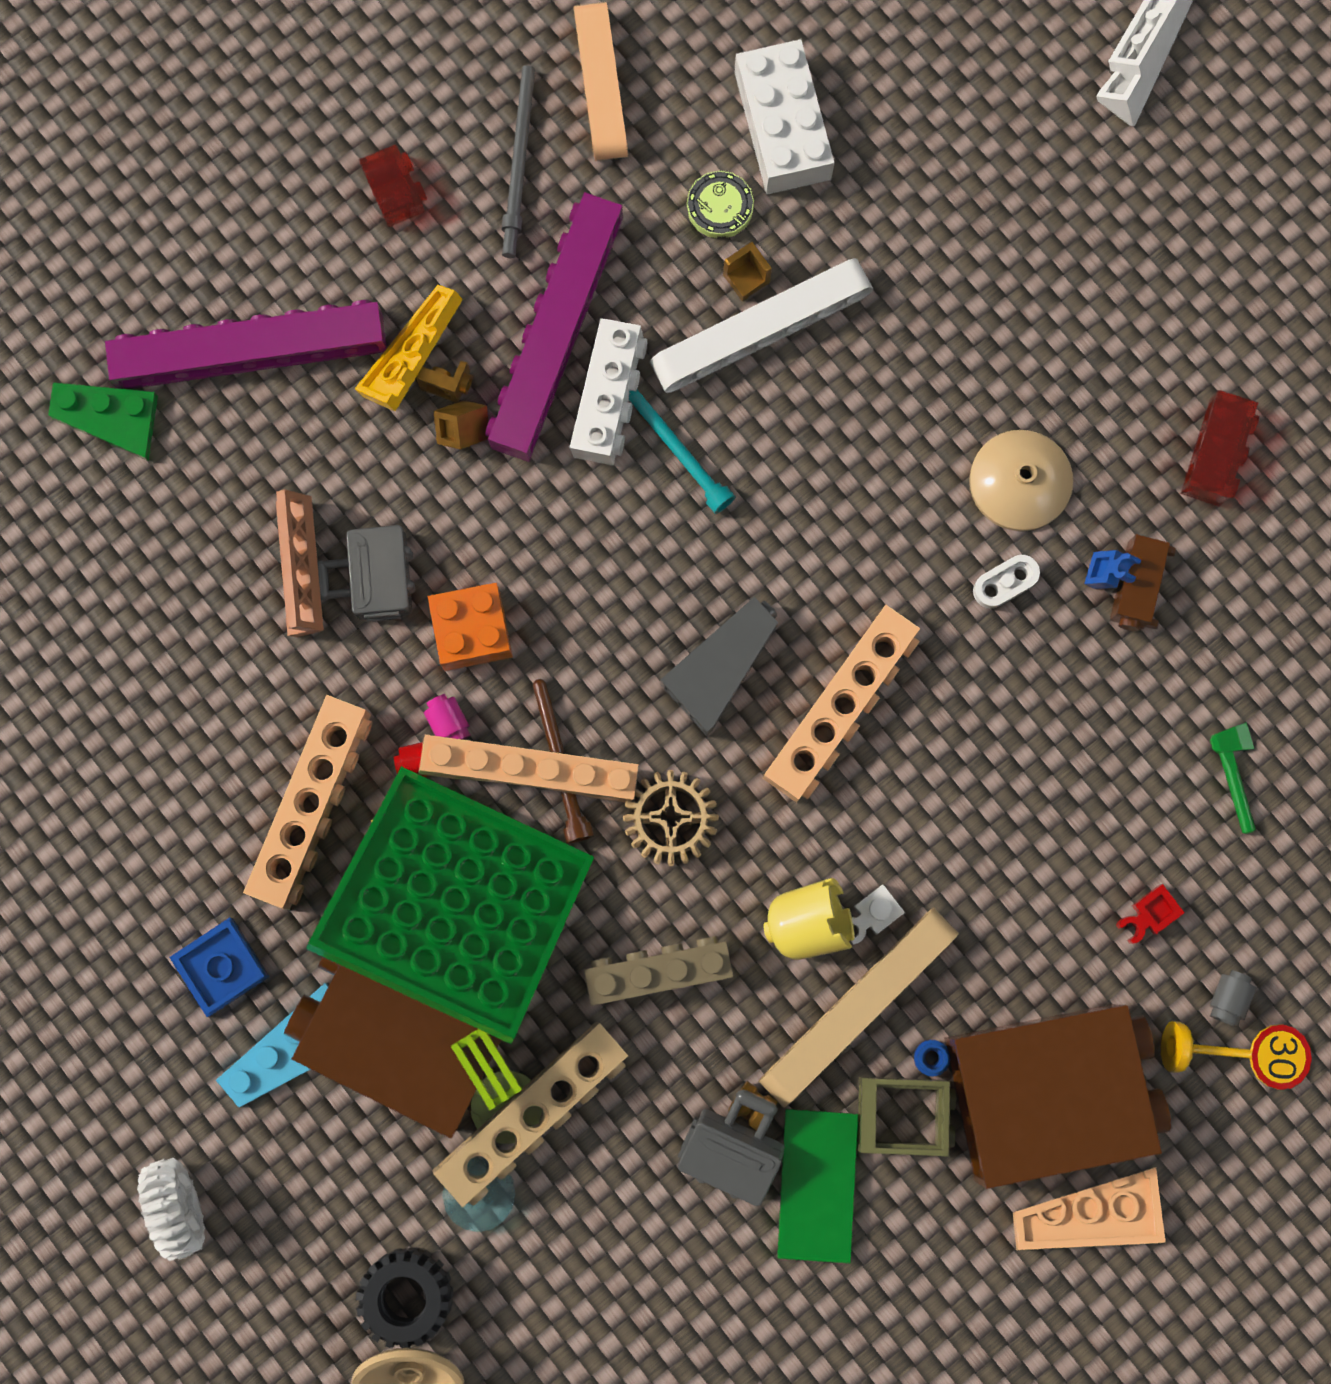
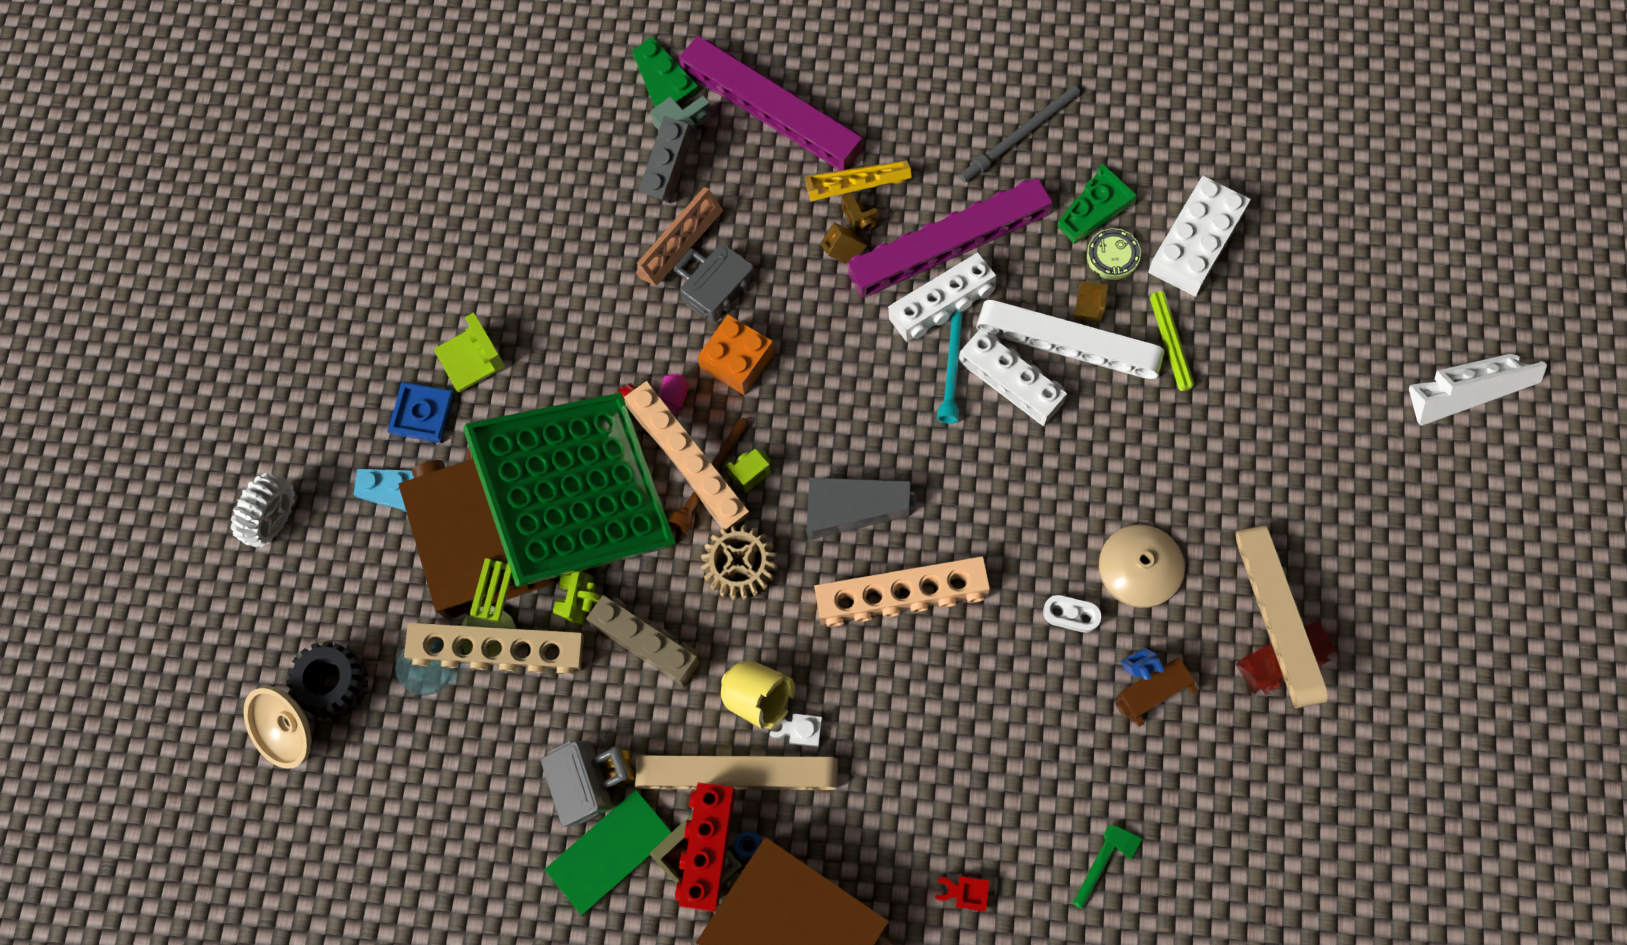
camera: 50 degrees right, 10 degrees down
(173, 450) = (694, 114): none -> sand green brick
(208, 497) = (667, 159): none -> dark grey brick
(210, 870) = (469, 356): none -> lime bracket
(291, 814) = (540, 365): light nougat brick -> none
(392, 184) = (935, 86): clear red brick -> none
(561, 994) = (579, 597): none -> lime hips
(592, 722) = (750, 469): none -> lime brick
(600, 81) = (1109, 129): light nougat beam -> none
(660, 168) = (1098, 203): none -> green wing
(745, 409) = (1012, 376): none -> white brick
(851, 242) = (1171, 341): none -> lime axle
(910, 1098) = (706, 847): none -> red brick
(1188, 415) = (1281, 617): none -> tan beam

